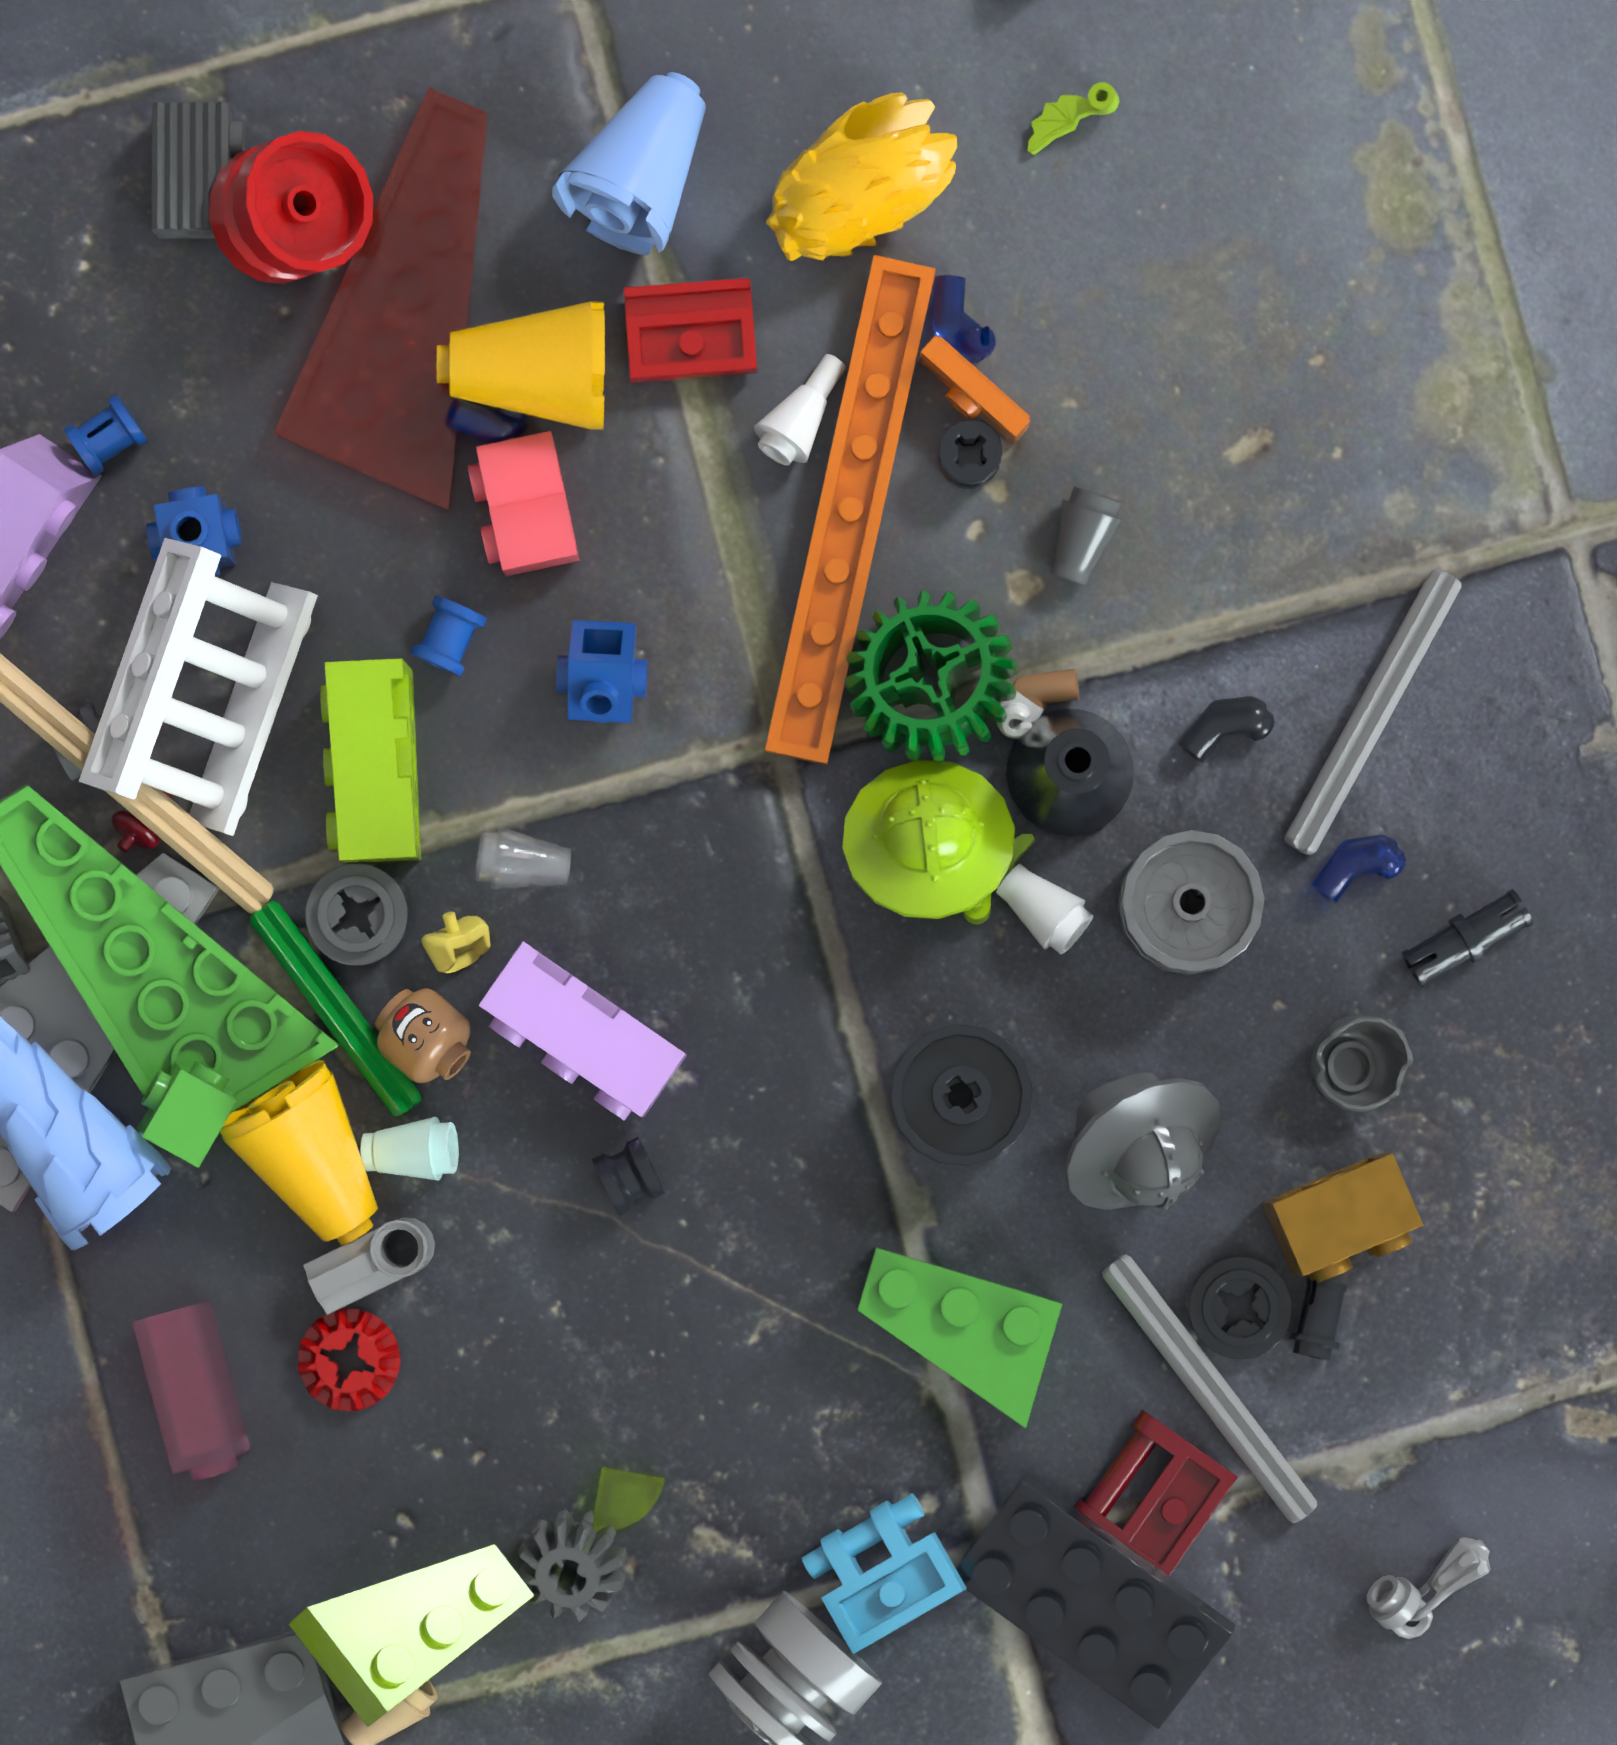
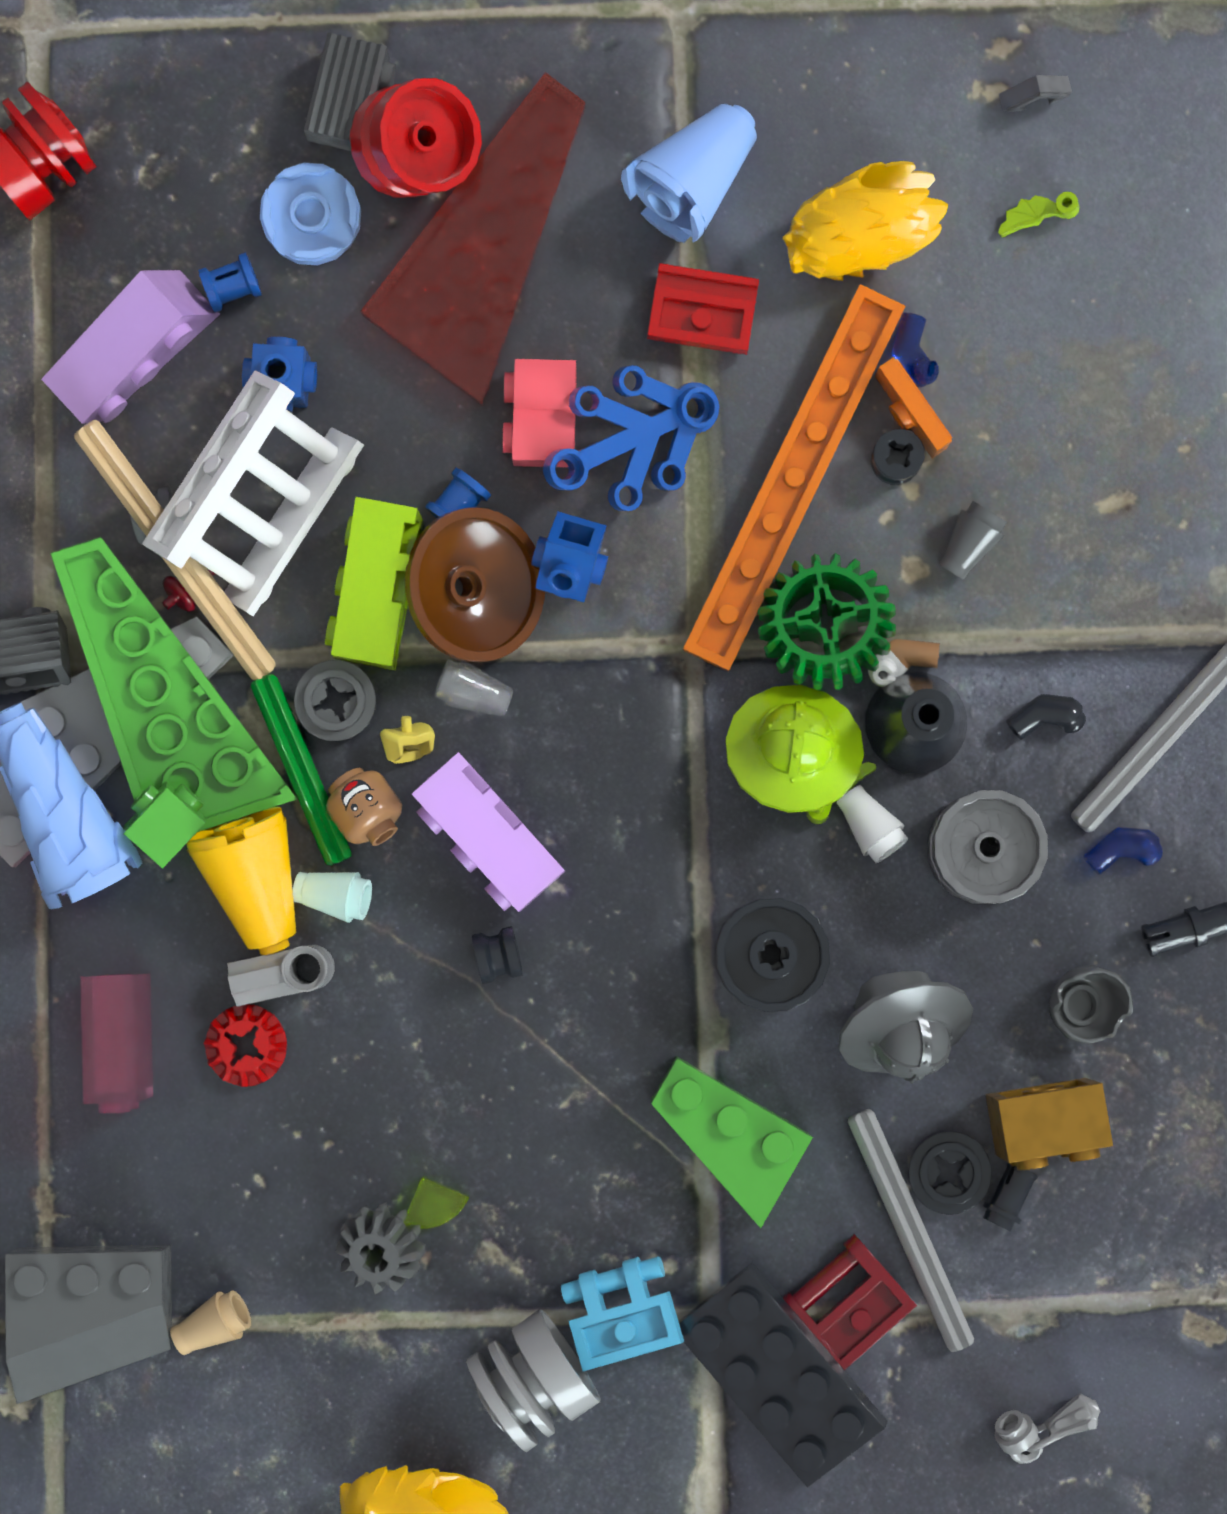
camera: 15 degrees right, 0 degrees up
(183, 327) = (310, 214): none -> light blue tile
(408, 1628) = (239, 1269): wedge -> none
(485, 423) = (529, 345): clear blue arm -> none
(523, 729) = (497, 578): none -> reddish brown dish
(533, 364) = (574, 305): yellow cone -> none
(649, 503) = (639, 434): none -> blue plant
(792, 425) = (765, 401): white cone -> none

